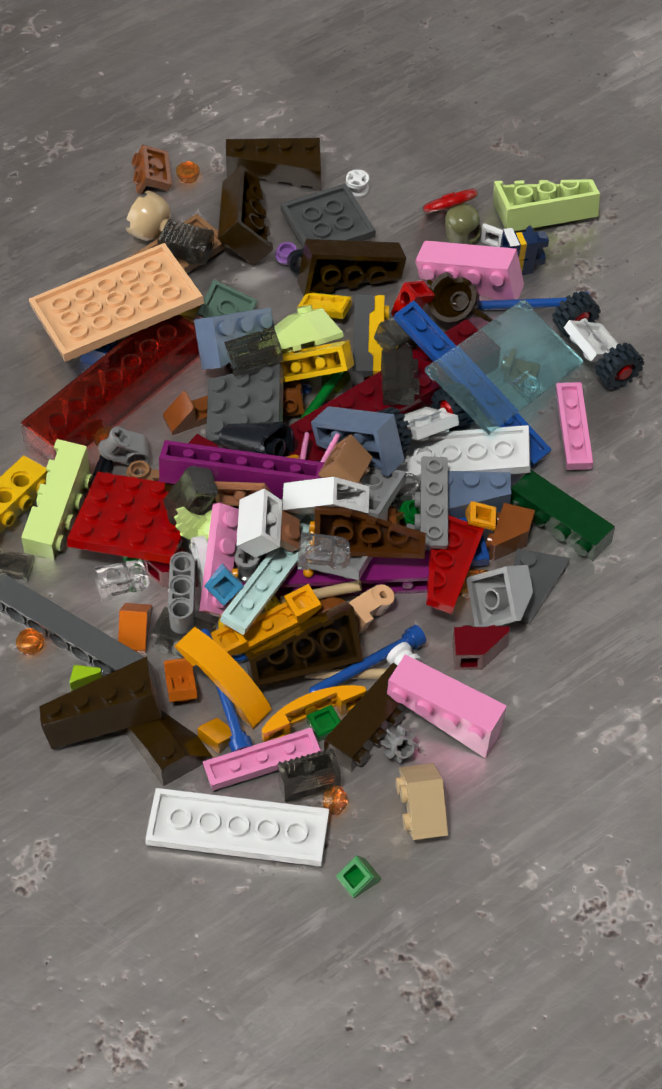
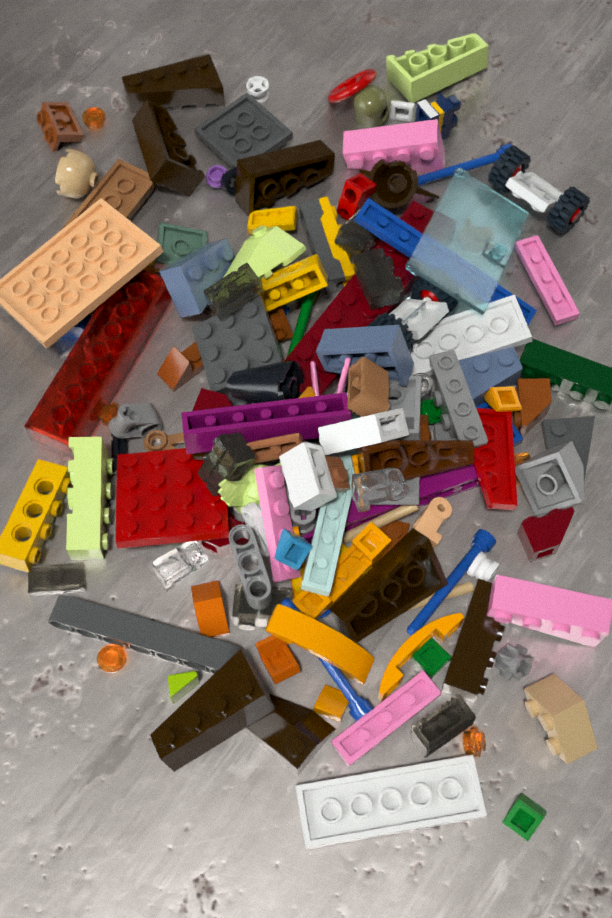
camera: 15 degrees left, 10 degrees up
(187, 241) = (121, 190): clear smoke brick -> none

